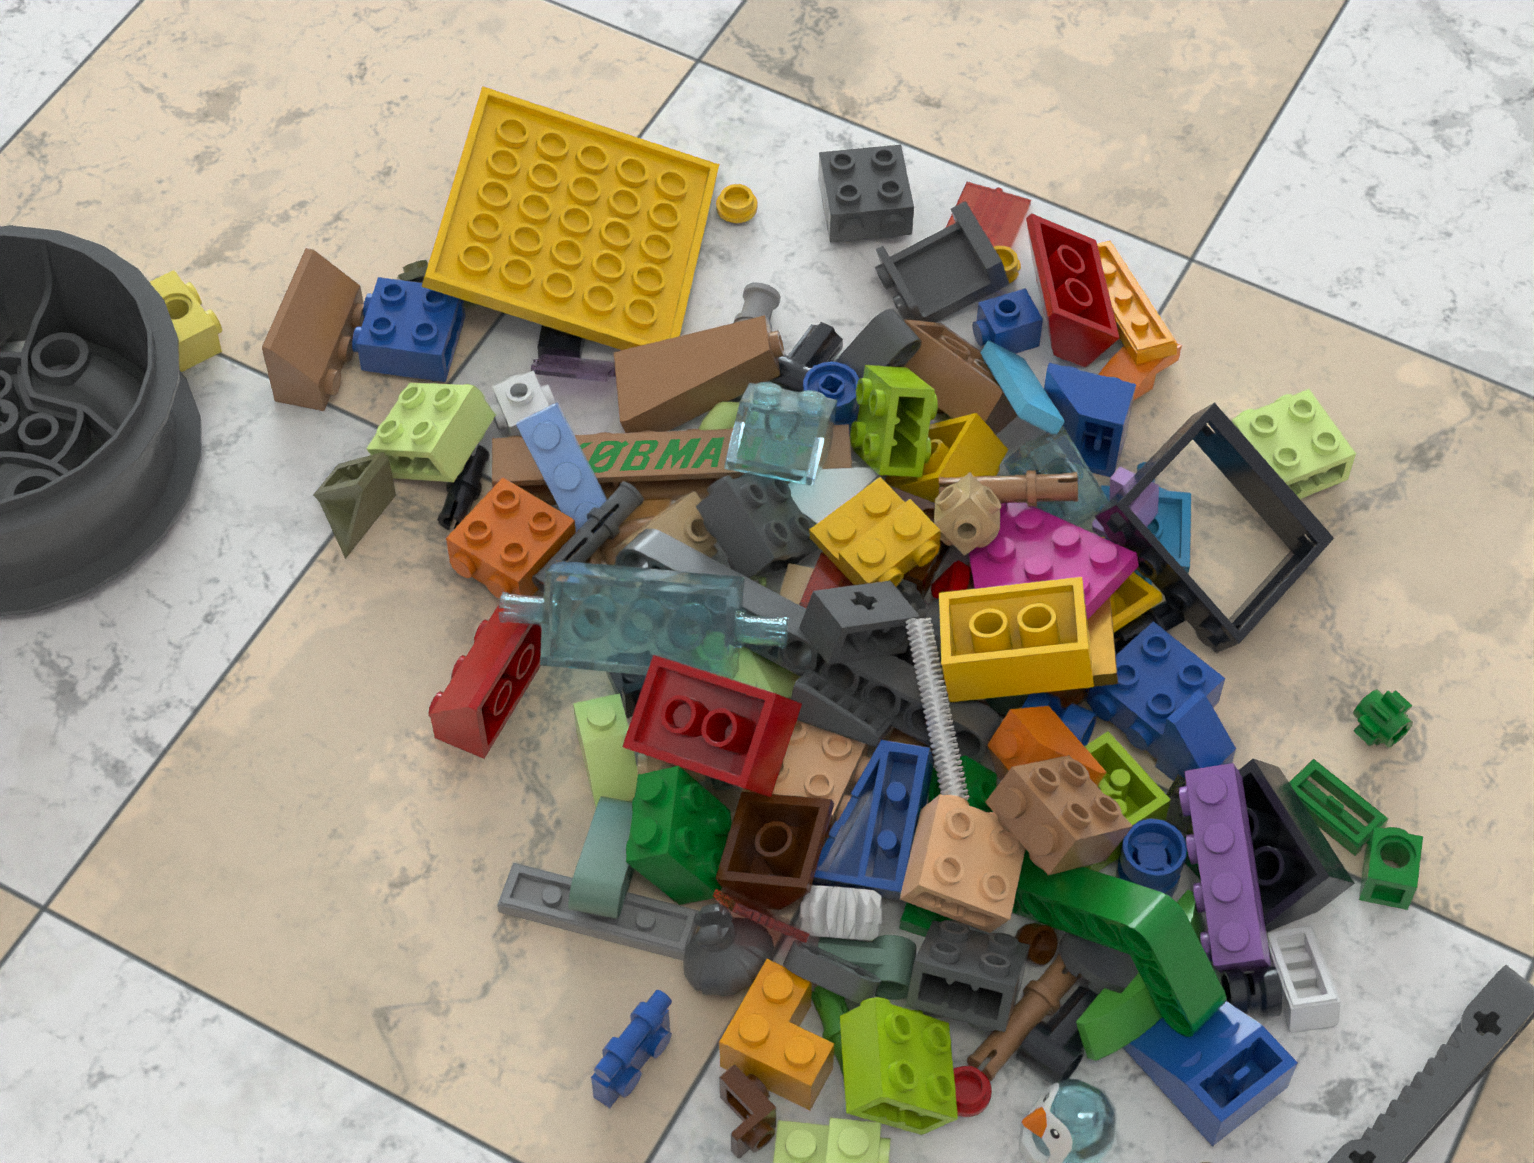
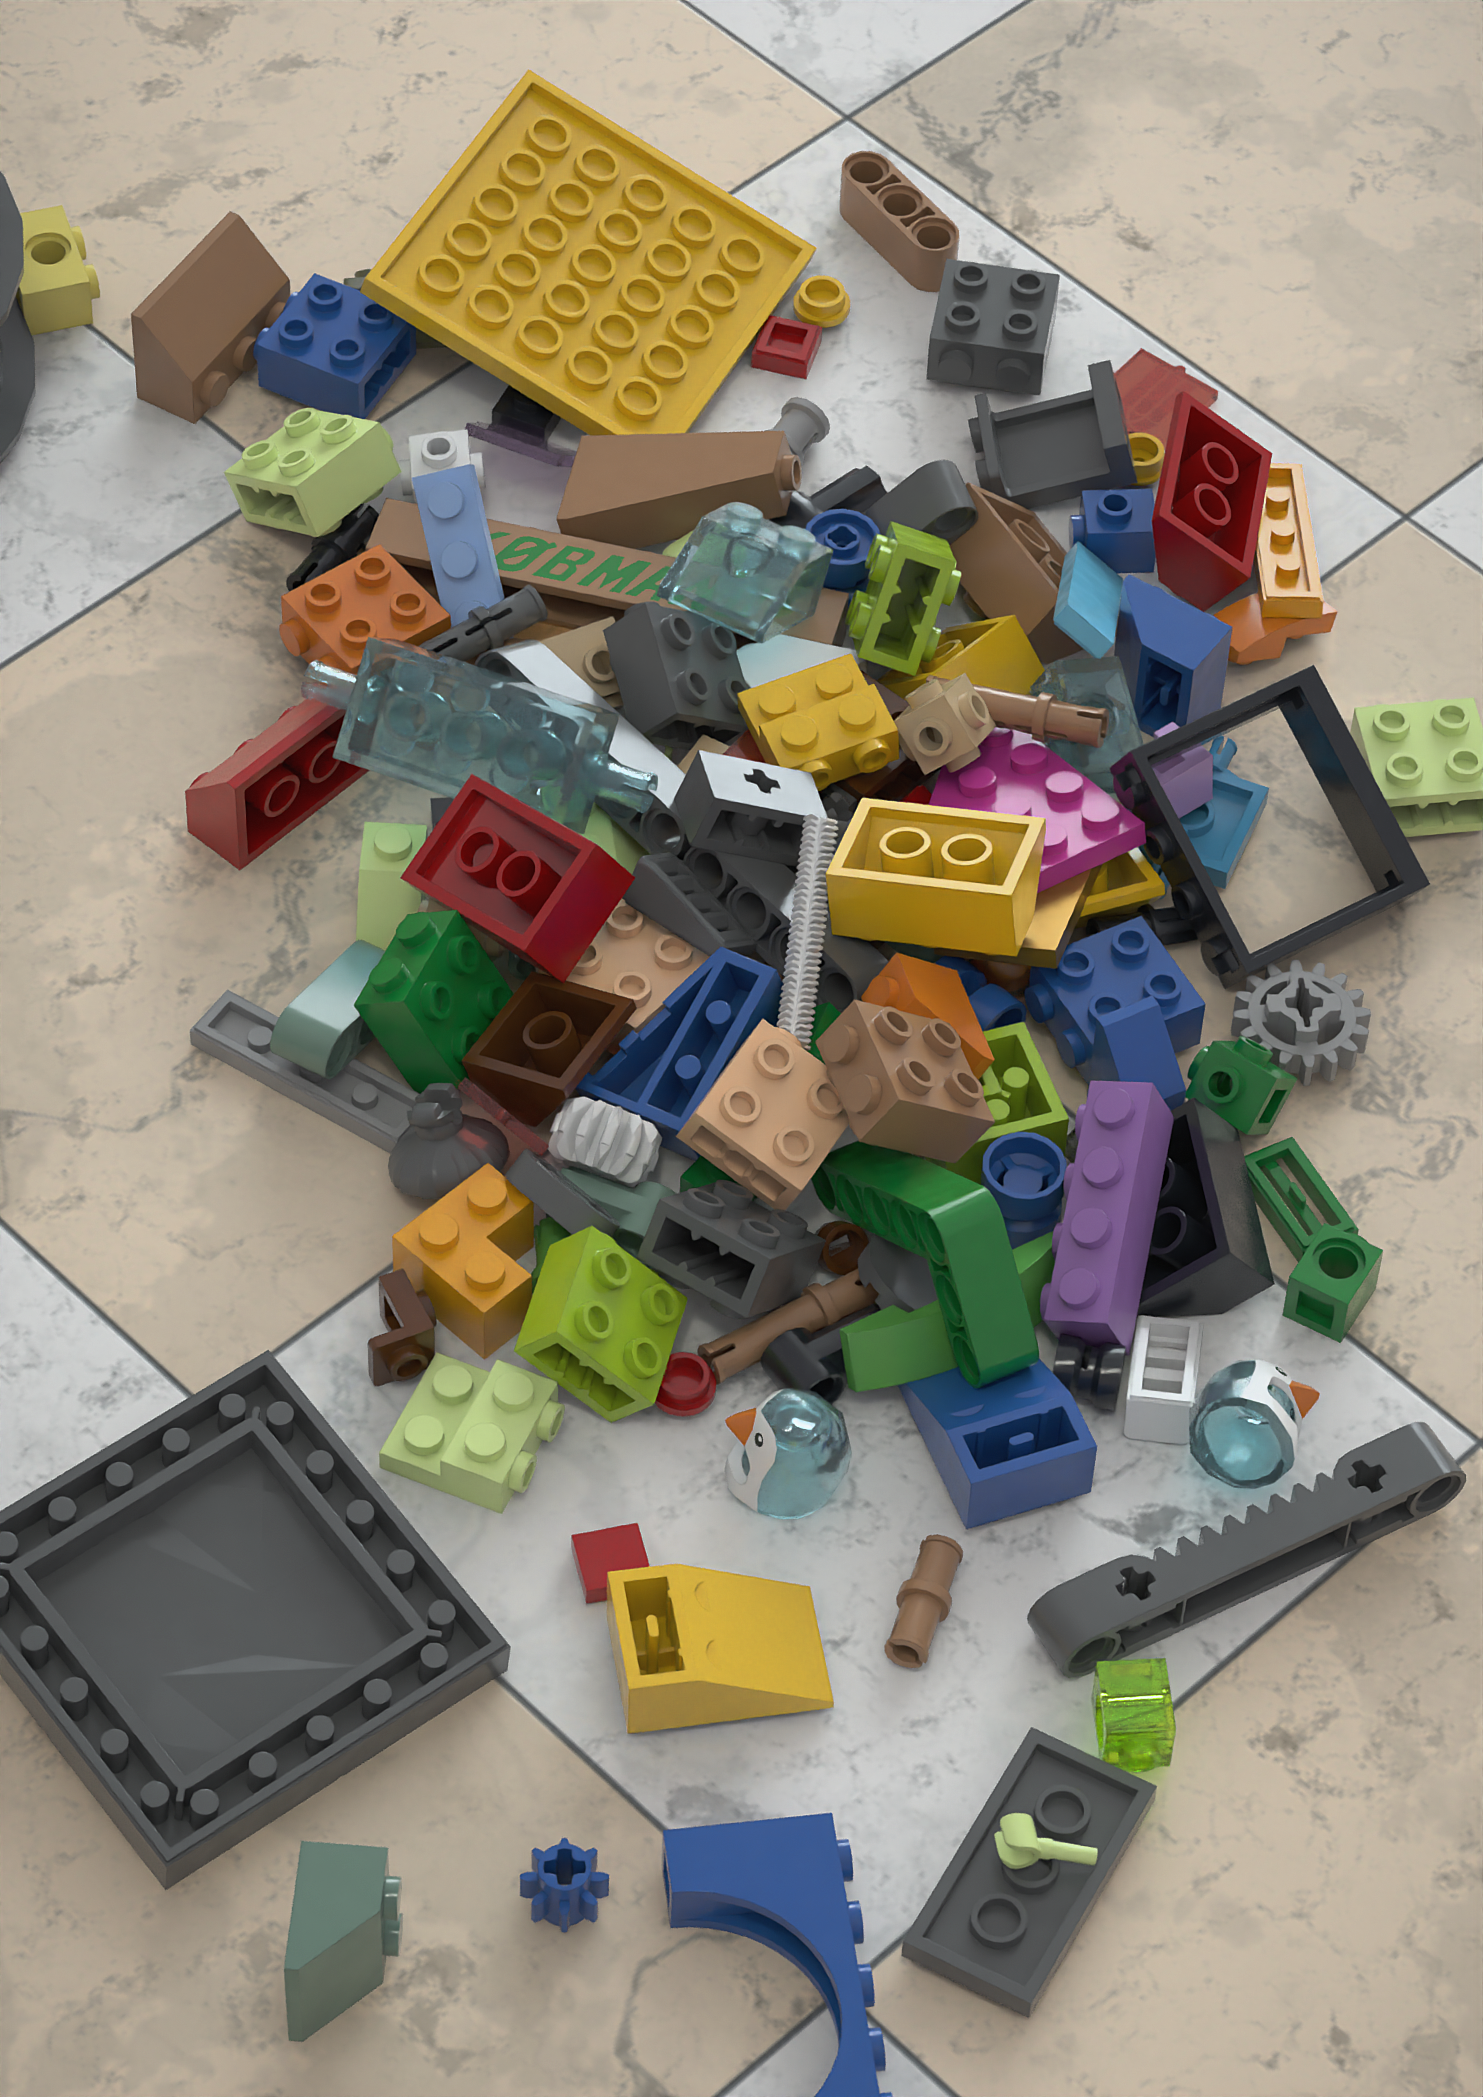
camera: 15 degrees right, 5 degrees down
(356, 497) = (196, 531): olive slope -> none
(625, 1056) = (286, 1222): blue plate -> none
(724, 243) = (786, 347): none -> red tile
(768, 130) = (897, 219): none -> medium nougat beam
(1267, 715) = (1240, 1084): none -> green brick
(1285, 668) = (1303, 1020): none -> light grey gear
(1382, 718) = (1401, 1110): green gear -> none
(1385, 1003) = (1248, 1423): none -> clear light blue piece

